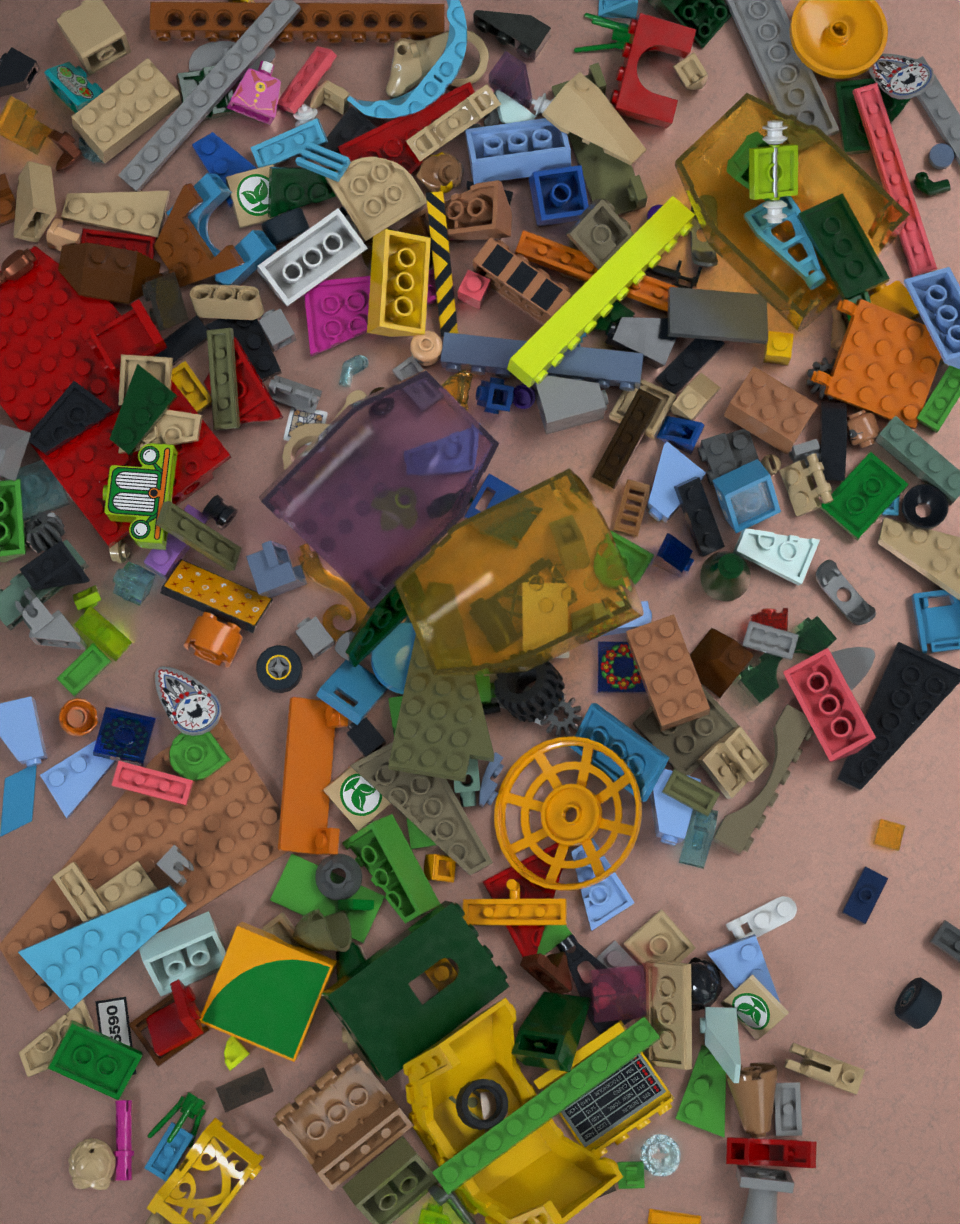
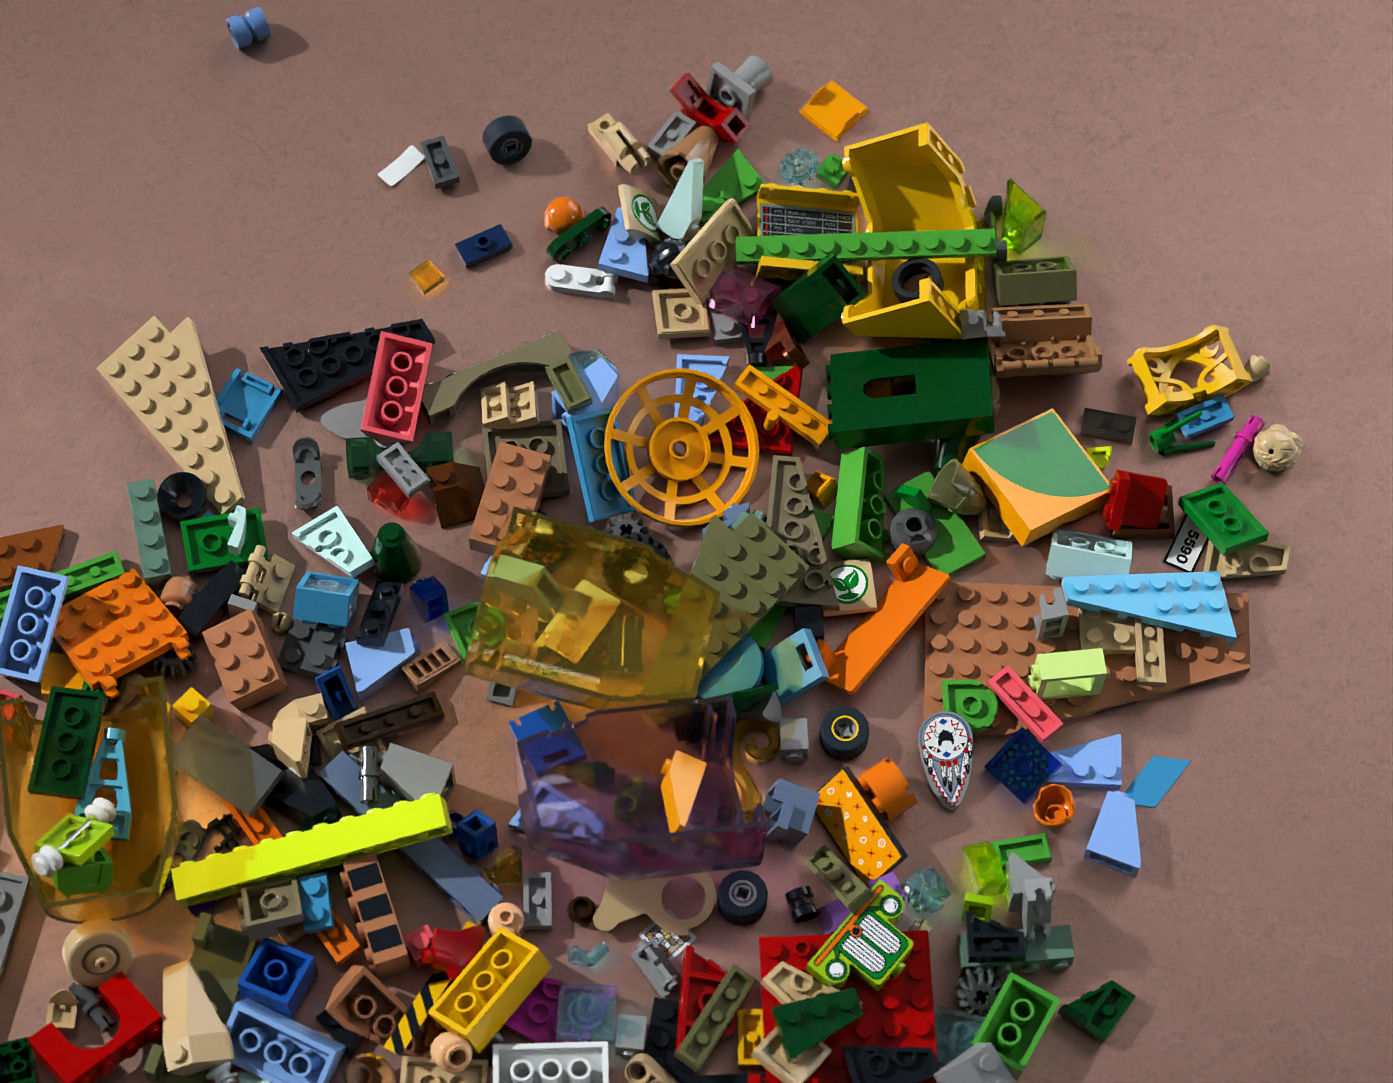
camera: 145 degrees left, 15 degrees down
(131, 824) = (1068, 674): none -> yellowish green window
(256, 482) = (741, 907): none -> black wheel
(318, 318) = (586, 1013): none -> clear light blue plate
(365, 524) = (680, 787): none -> light orange slope
(391, 217) = (451, 1052): none -> light nougat head
(398, 1088) = (975, 325): none -> light grey hinge
(446, 297) = (453, 949): none -> red arm
(570, 260) = (316, 902): none -> dark azure plate
(603, 374) = (369, 775): none -> dark grey pin
(676, 92) = (93, 1006): none -> dark grey pin
(680, 364) = (292, 743): none -> tan slope
(695, 119) = (97, 952): none -> tan wheel
(793, 958) = (579, 234): none -> dark green plate
(820, 969) = (562, 214): none -> orange hair
(862, 512) = (238, 522): none -> light aqua slope

